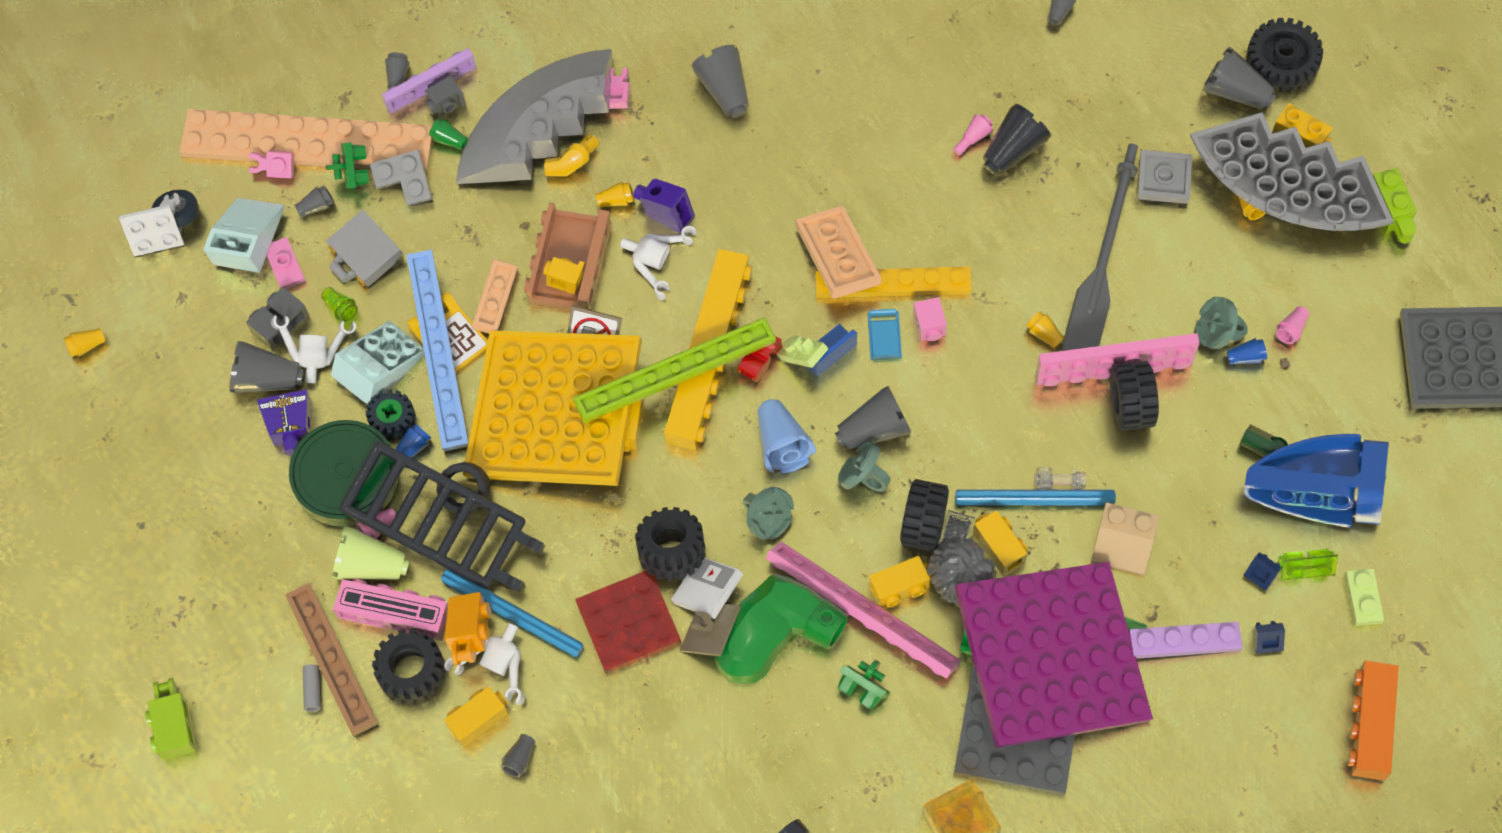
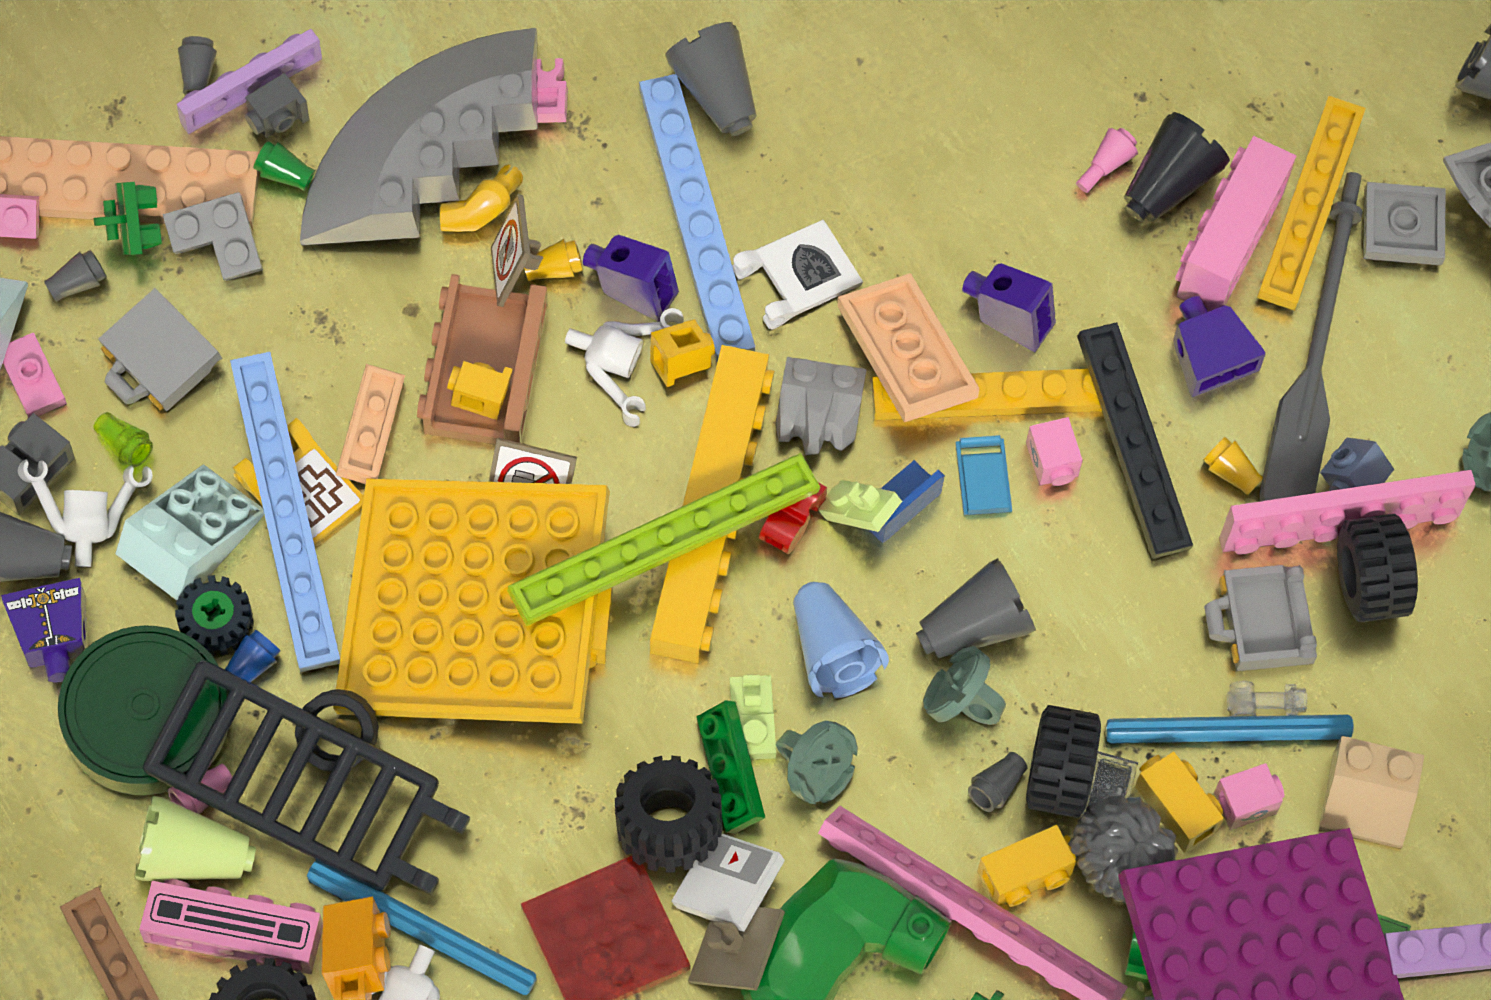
camera: 10 degrees left, 0 degrees up
(589, 188) = (513, 251): none -> piece
(693, 252) = (680, 351): none -> yellow brick
(707, 166) = (695, 214): none -> light blue plate
(712, 515) = (731, 766): none -> green tile
(728, 484) = (756, 713): none -> yellowish green plate
(774, 201) = (804, 268): none -> white flag
(780, 287) = (819, 403): none -> light grey plate
(881, 529) = (994, 784): none -> dark grey cone
(908, 225) = (1014, 303): none -> dark purple torso
(982, 313) = (1134, 440): none -> black tile
(1036, 254) = (1214, 347): none -> dark purple torso
(1045, 540) = (1249, 796): none -> bright pink brick
(1052, 176) = (1234, 223): none -> bright pink brick
(1061, 427) = (1264, 617): none -> light grey piece
(1104, 163) = (1311, 203): none -> yellow plate
(1125, 329) = (1356, 465): none -> sand blue brick

